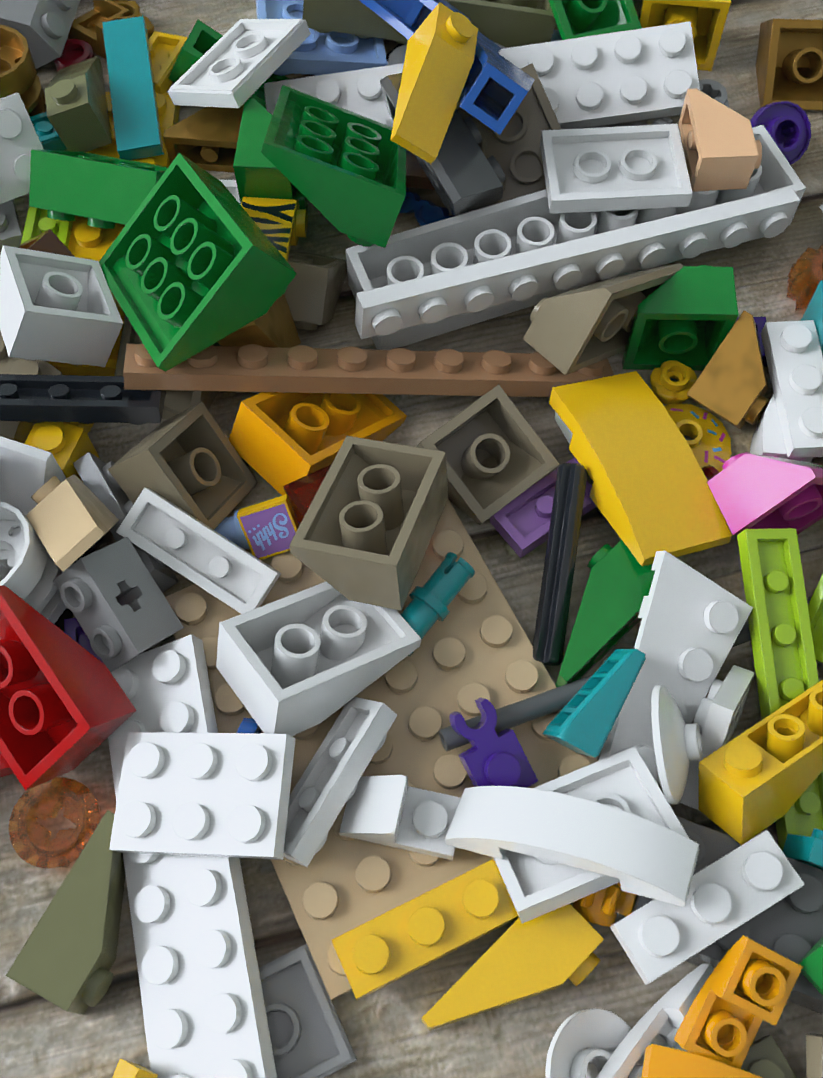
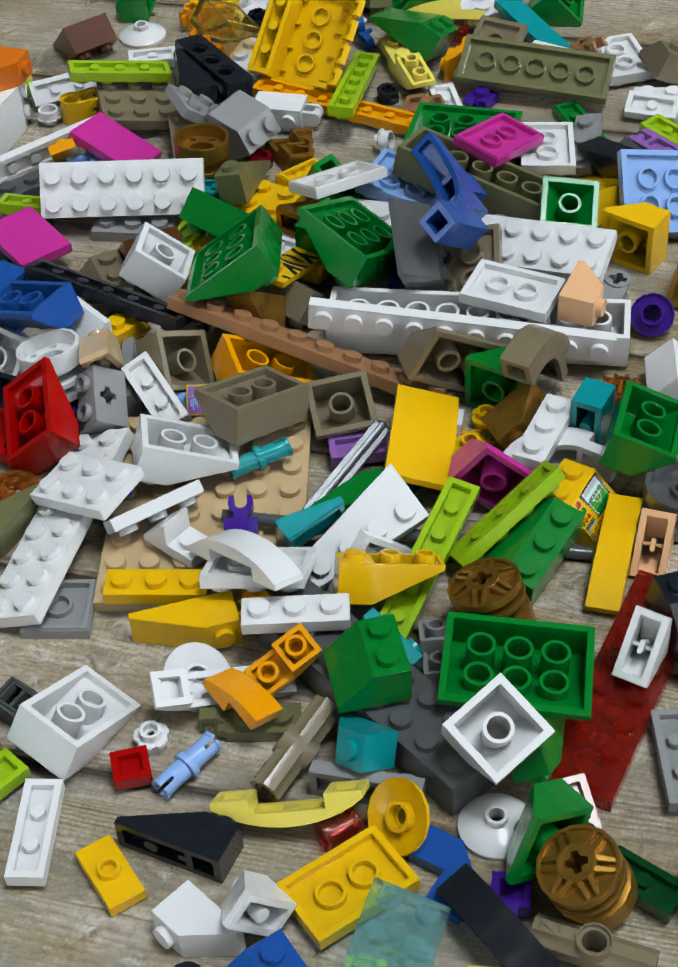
camera: 30 degrees right, 20 degrees down
(132, 89) = (276, 177): teal tile -> none
(433, 80) = (405, 215): yellow slope -> none
(673, 744) = (323, 537): white dish -> none
(742, 272) = (535, 352): none -> dark tan arch

